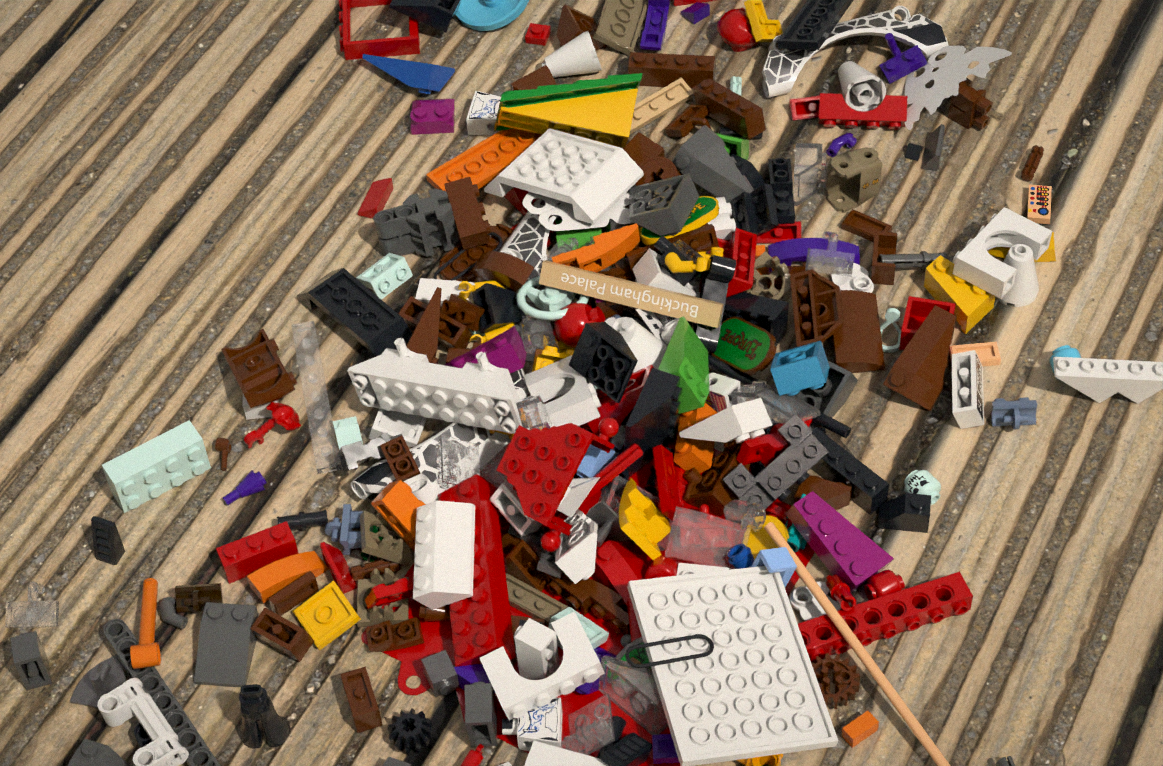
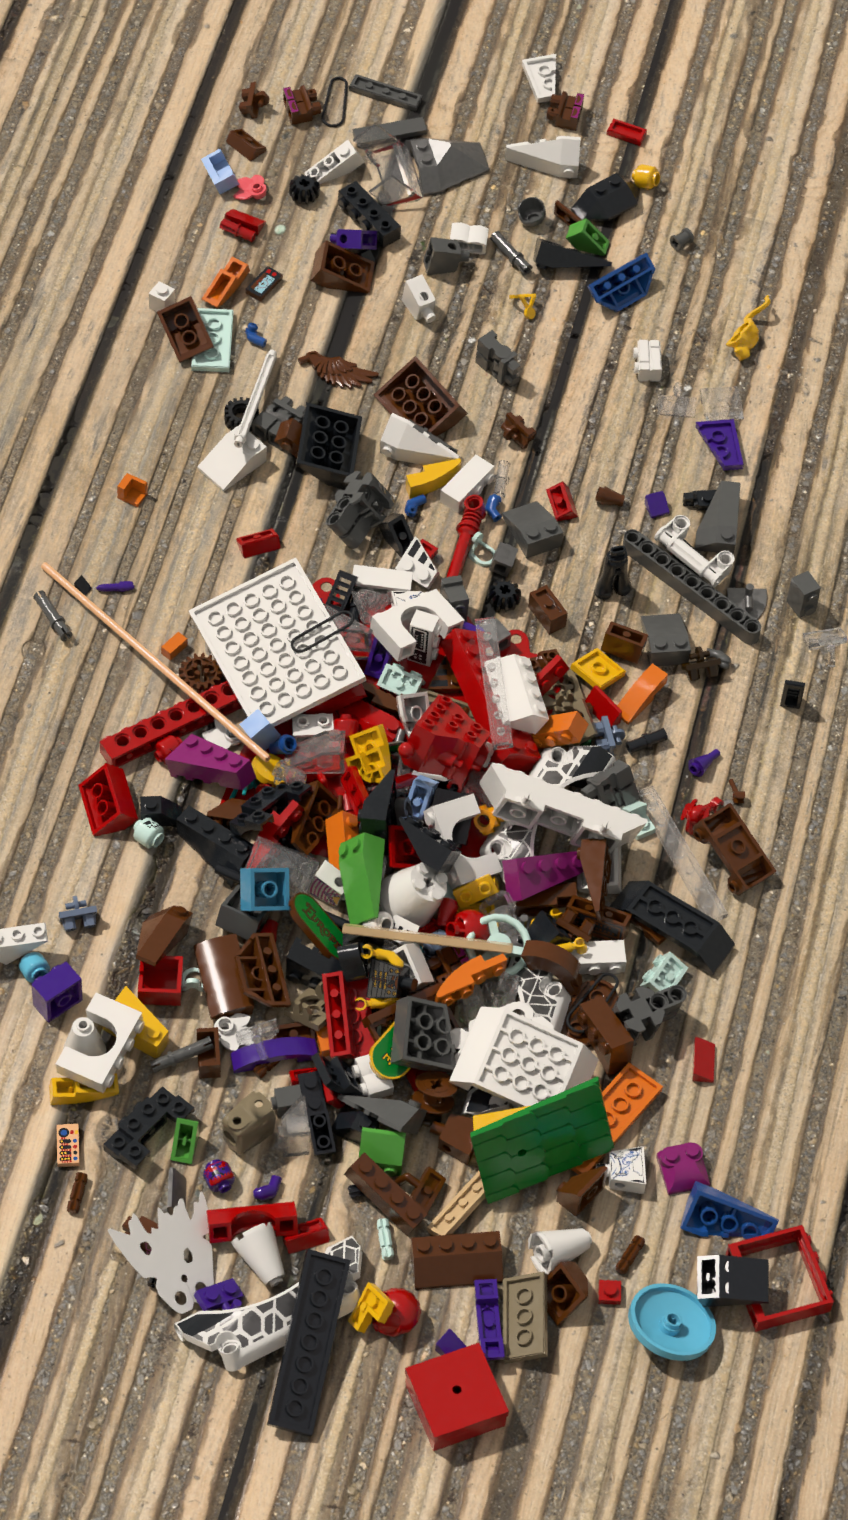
camera: 160 degrees right, 5 degrees up
(147, 652) = (718, 602): orange piece -> none
(156, 466) = (780, 754): light aqua brick -> none
(256, 551) = (670, 706): red brick -> none
(294, 594) = (628, 680): reddish brown tile -> none
(400, 459) = (575, 761): reddish brown slope -> none
(456, 460) = (534, 766): clear hinge -> none
(469, 557) = (493, 683): none -> clear tile
(508, 57) = (630, 1254): none -> reddish brown axle
(533, 413) = (471, 778): clear slope -> none
(733, 423) = (316, 815): white slope -> none
(809, 208) = (284, 1098): none -> dark grey brick
(840, 592) = (201, 726): red axle -> none
(864, 225) = (225, 1094): reddish brown tile -> none
(891, 155) = (218, 1176): none -> dark purple head
(914, 151) = (193, 1196): black piece -> none
(917, 190) = (185, 1140): none -> bright green slope
(959, 207) = (142, 1124): none -> black bracket
(966, 534) = (108, 800): none -> red slope
(967, 389) = (119, 923): white brick -> none
(987, 352) = (115, 974): light nougat tile -> none
(1045, 322) = (56, 991): none -> dark purple slope

